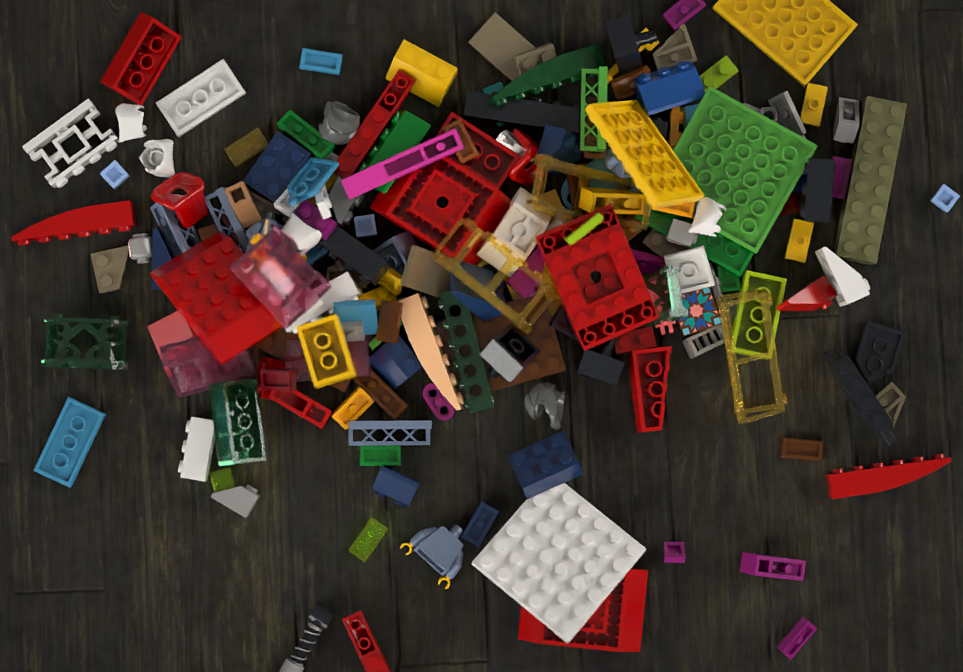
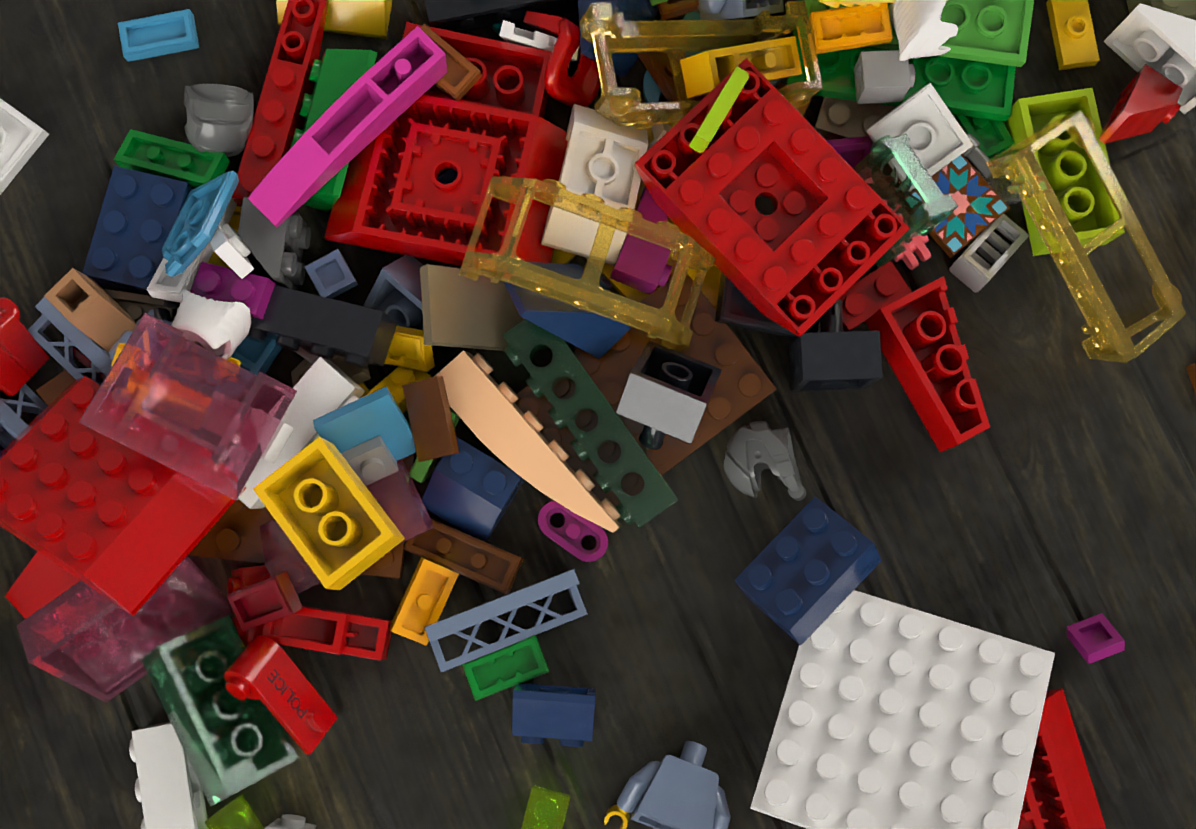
camera: 20 degrees left, 5 degrees down
(246, 147) = (74, 220): clear yellow plate -> none
(267, 415) = (271, 676): none -> red door
(480, 524) = (731, 723): dark blue plate -> none

